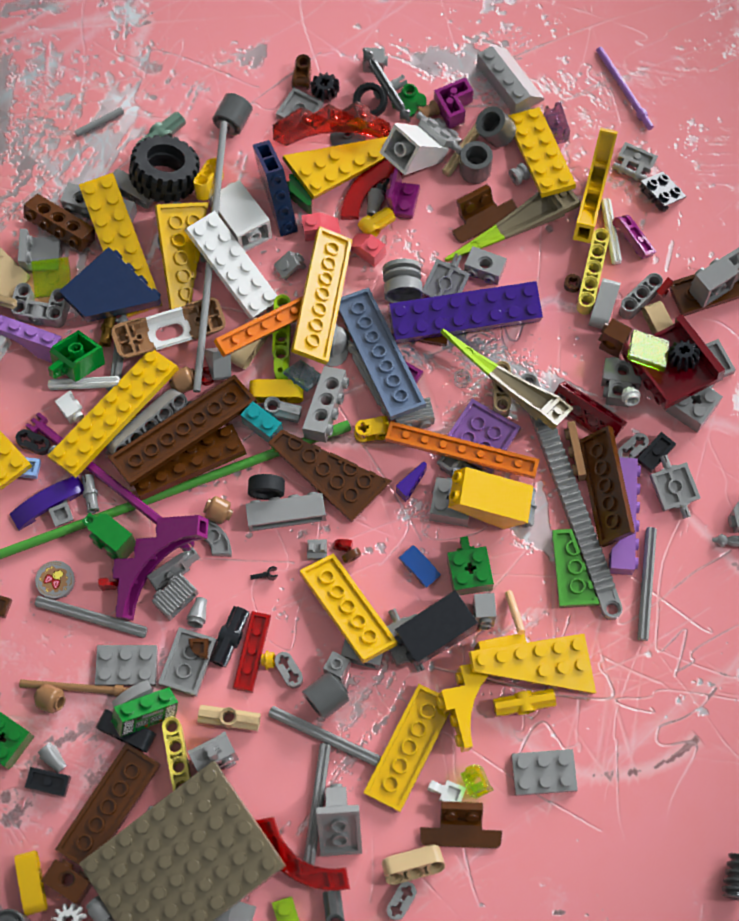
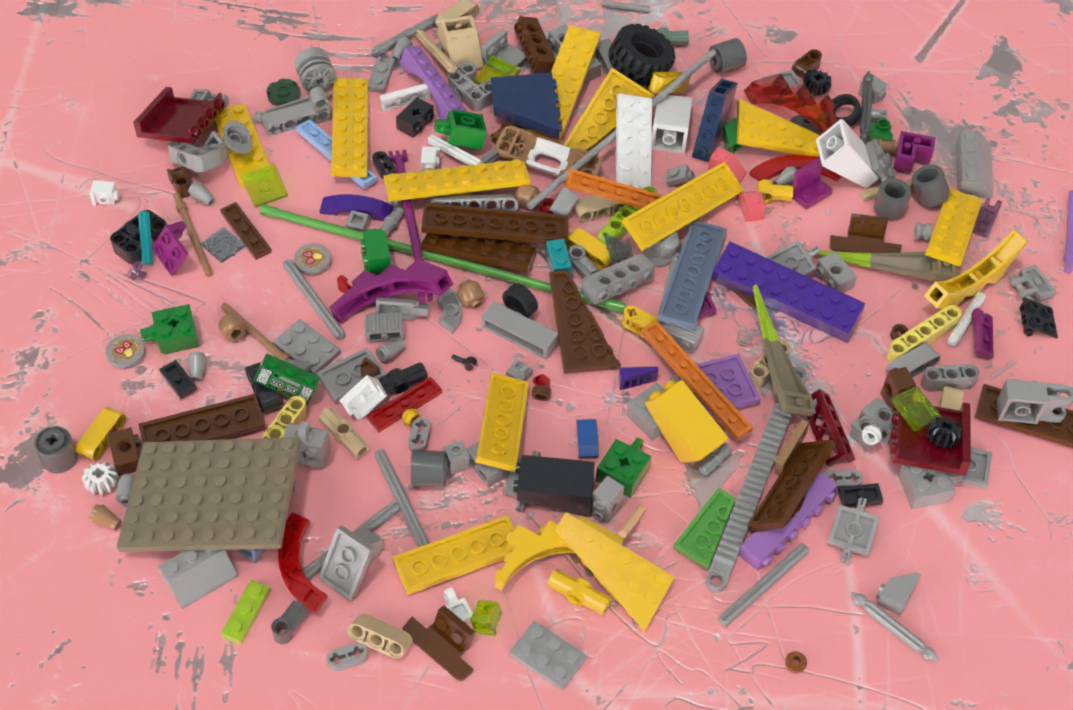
camera: 35 degrees right, 15 degrees down
(19, 374) = (415, 117): none -> black brick
(220, 675) = (363, 397): none -> white hinge
(402, 280) = (758, 235): light grey wheel -> none
(663, 289) = (975, 383): red tile -> none
(719, 634) = (796, 667): none -> dark orange plate

